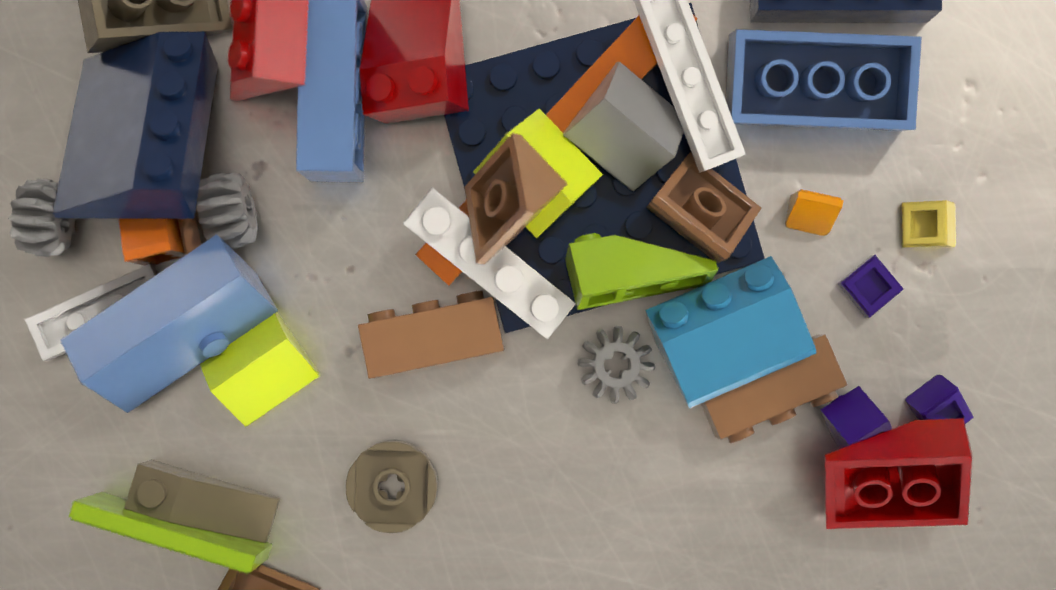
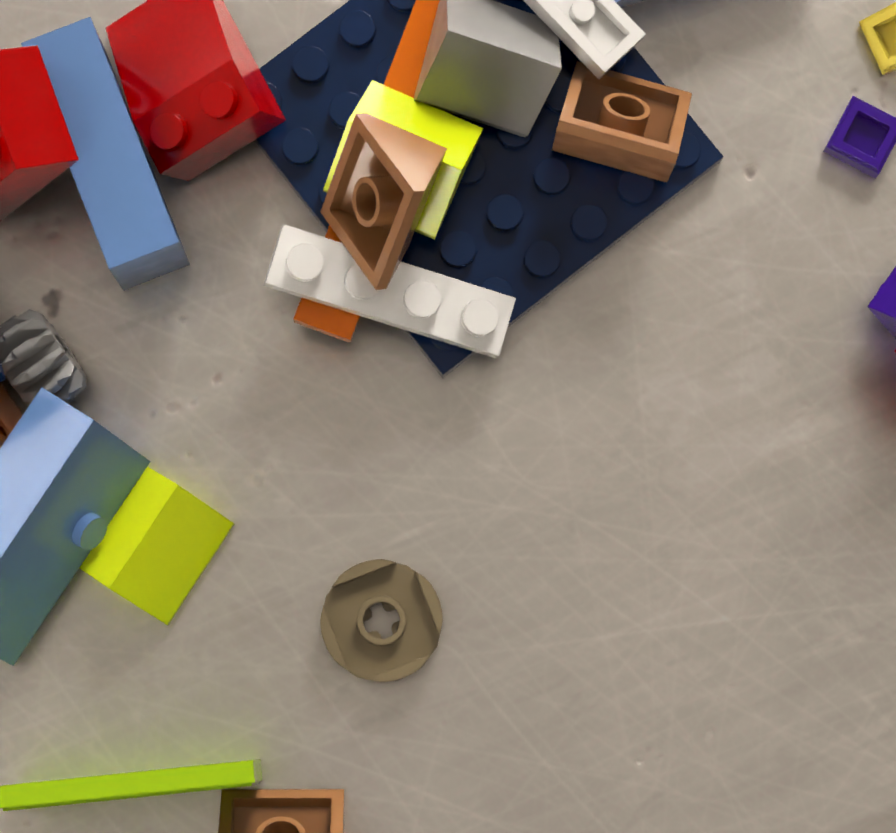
camera: 30 degrees left, 5 degrees down
(200, 501) = (153, 738): dark tan slope -> none
(430, 335) = (354, 413): medium nougat brick -> none
(625, 269) = (564, 228): lime slope -> none
(625, 377) = (576, 345): light grey gear -> none
(730, 331) = (717, 255): dark azure slope -> none
(776, 394) = (796, 307): medium nougat brick -> none
(812, 212) = (756, 75): light orange slope -> none

